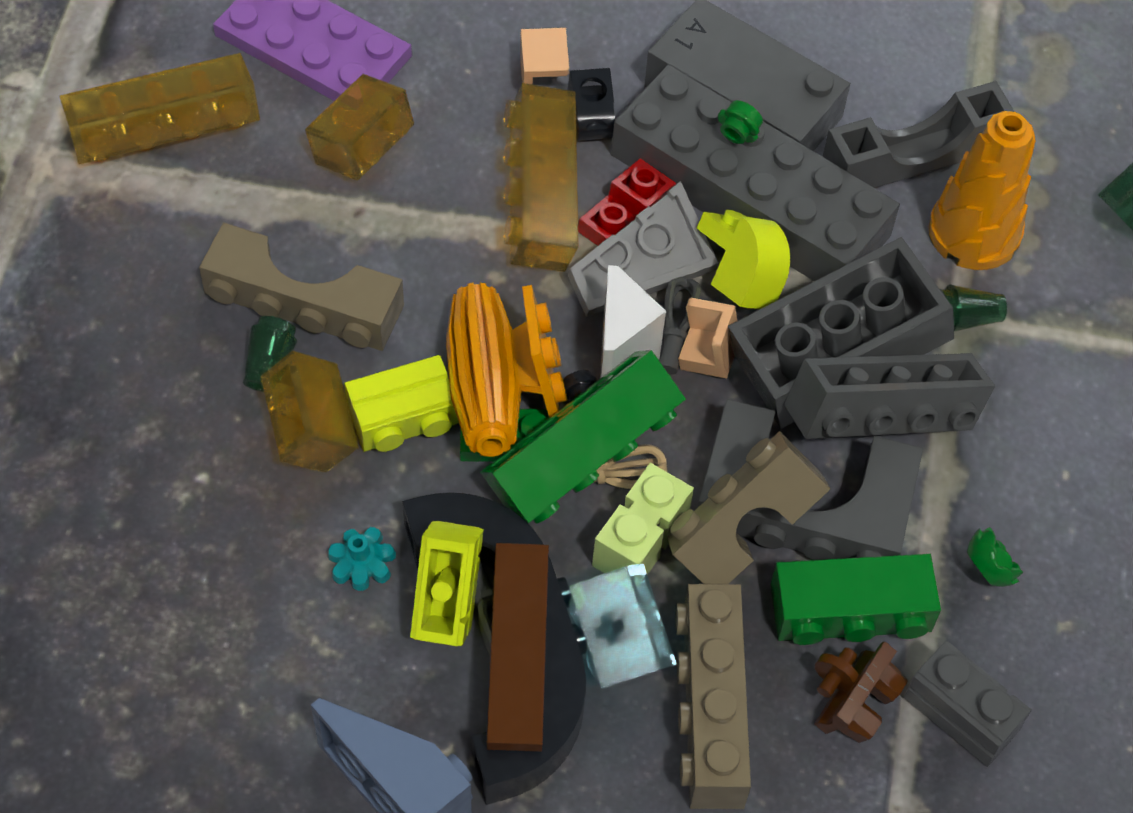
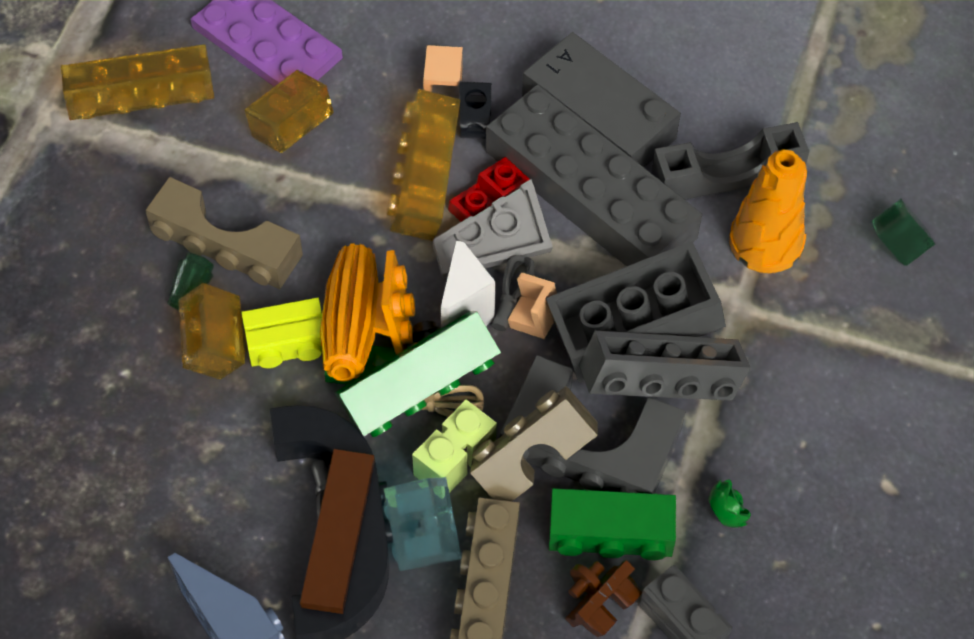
camera: 10 degrees right, 0 degrees up
(361, 558) = (235, 449): teal plant -> none
(446, 583) = (292, 476): neon yellow brick -> none
(740, 122) = (582, 137): green plate -> none
(754, 258) = (578, 245): neon yellow brick -> none
(974, 307) = (746, 302): clear green cone -> none

